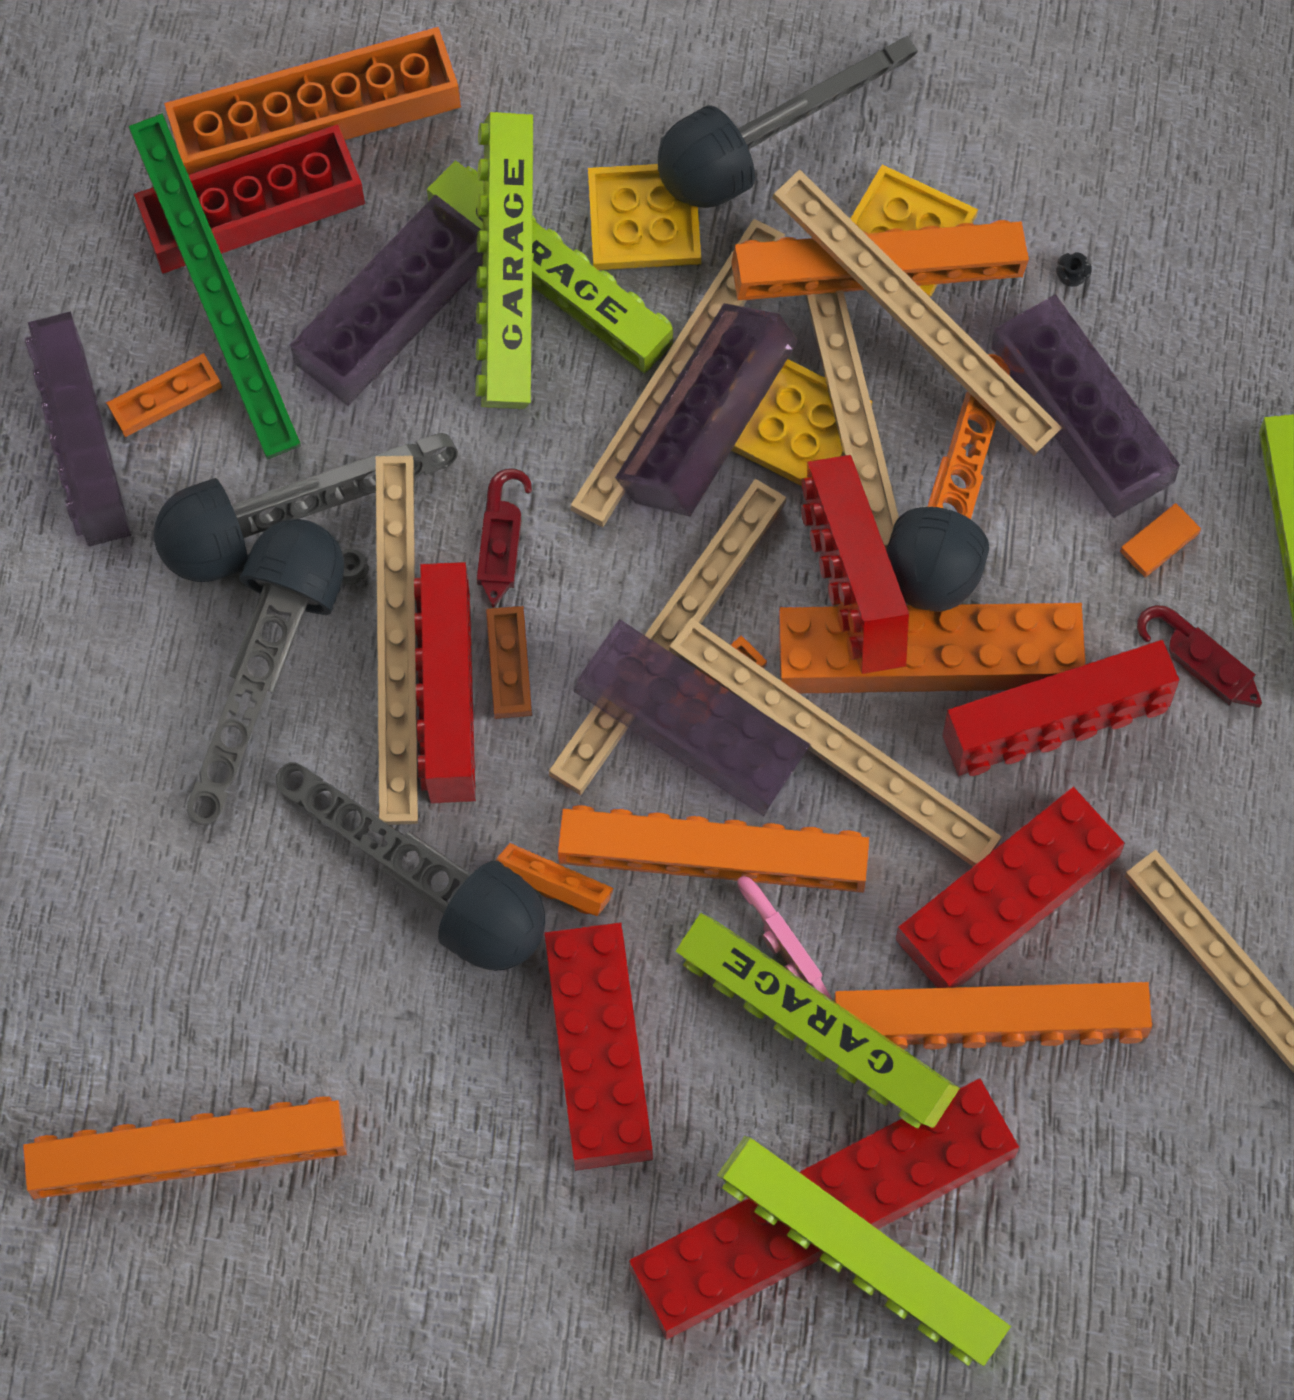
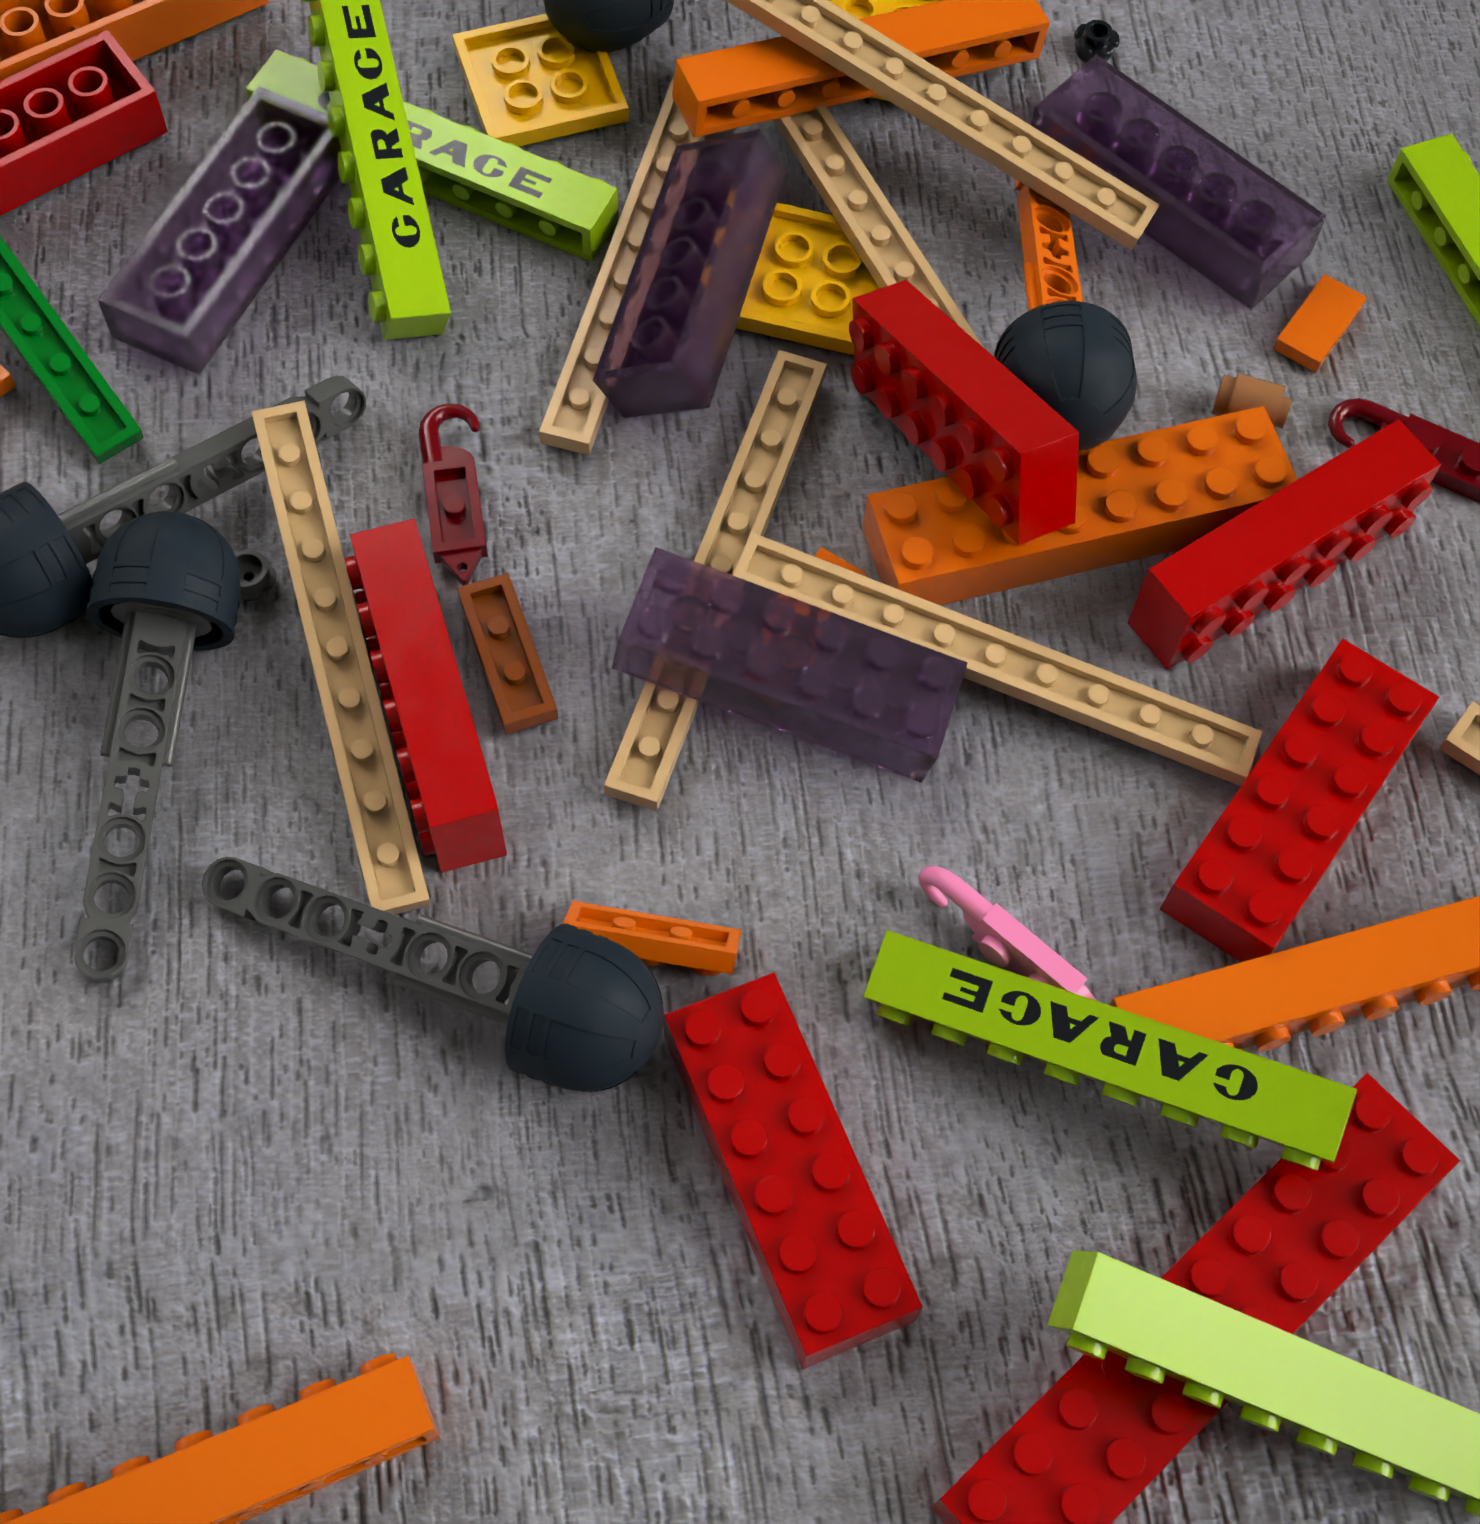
camera: 20 degrees left, 5 degrees down
(713, 849) = (869, 840): orange brick -> none
(1081, 588) = (1250, 392): none -> medium nougat brick

